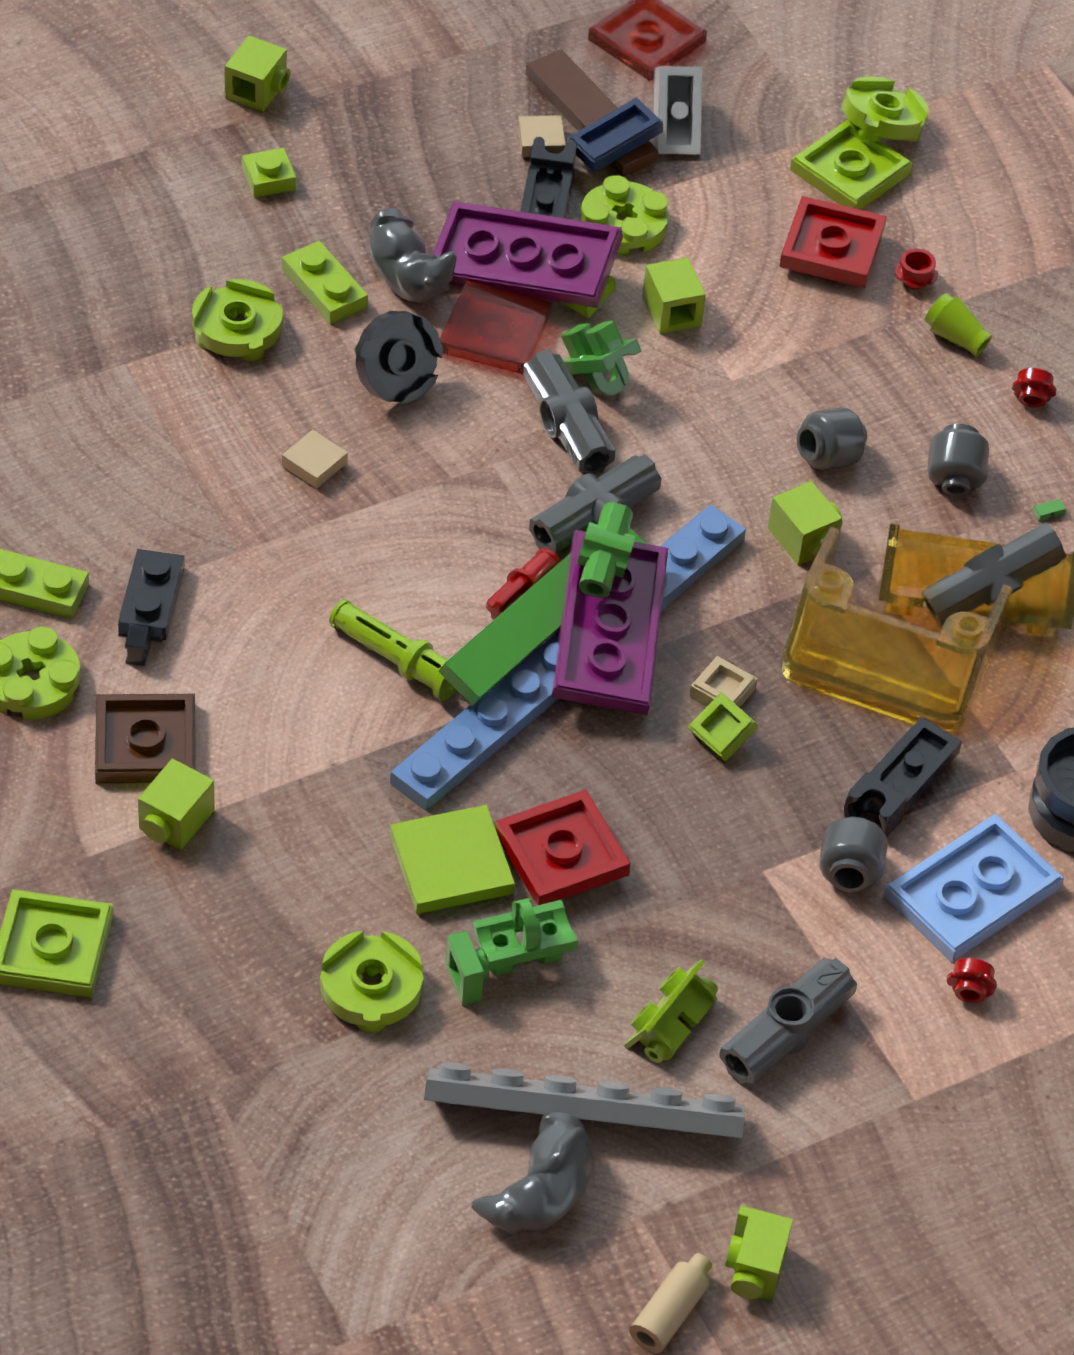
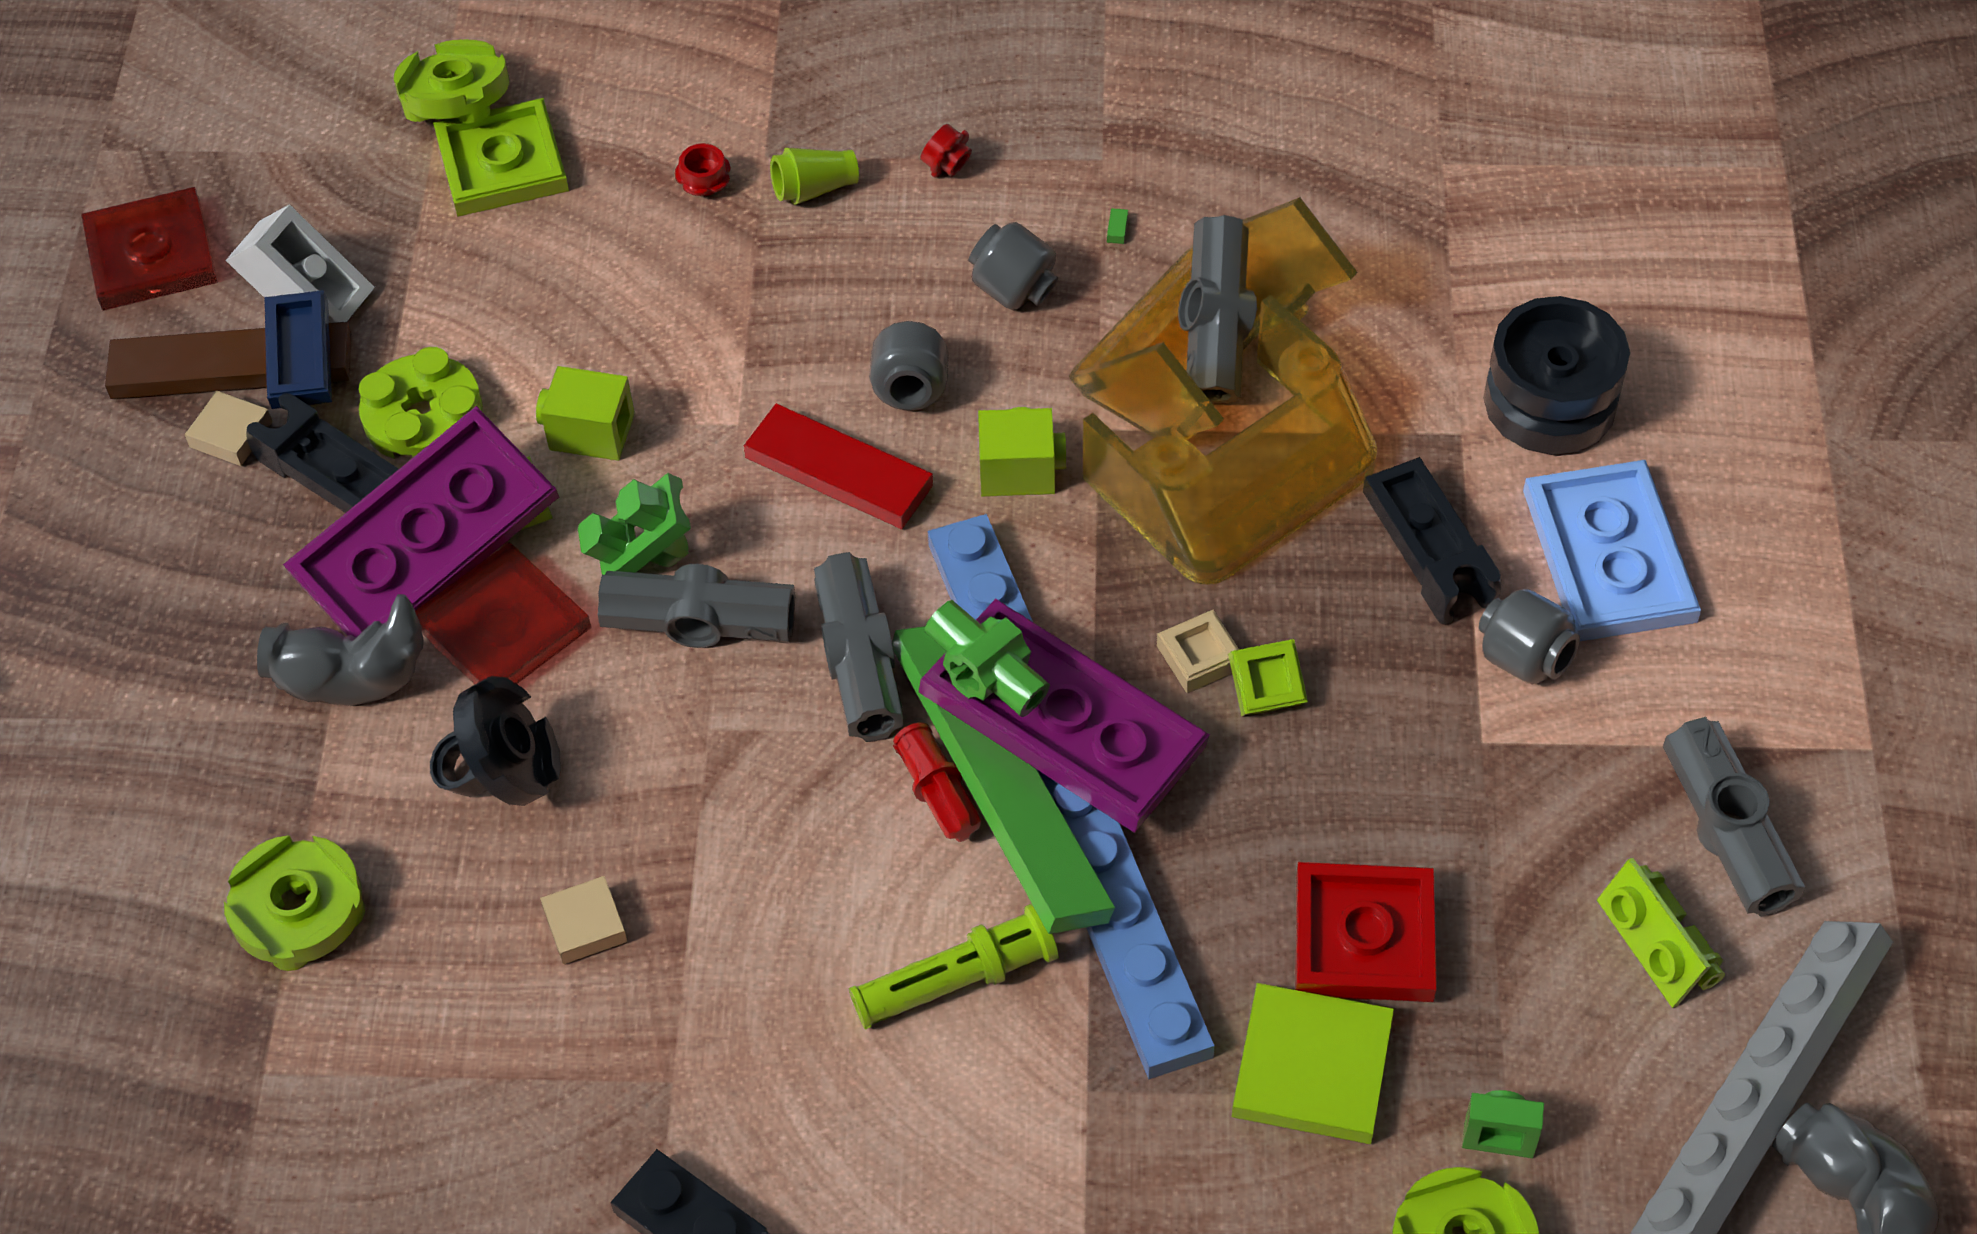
camera: 55 degrees left, 5 degrees up
(268, 172) = (63, 749): lime plate -> none
(324, 282) = (295, 772): lime plate -> none
(544, 935) = (1492, 1011): bright green hips -> none
(732, 441) = (838, 466): none -> red tile
(833, 241) = (609, 225): red plate -> none
(972, 980) = (1748, 612): red plate -> none

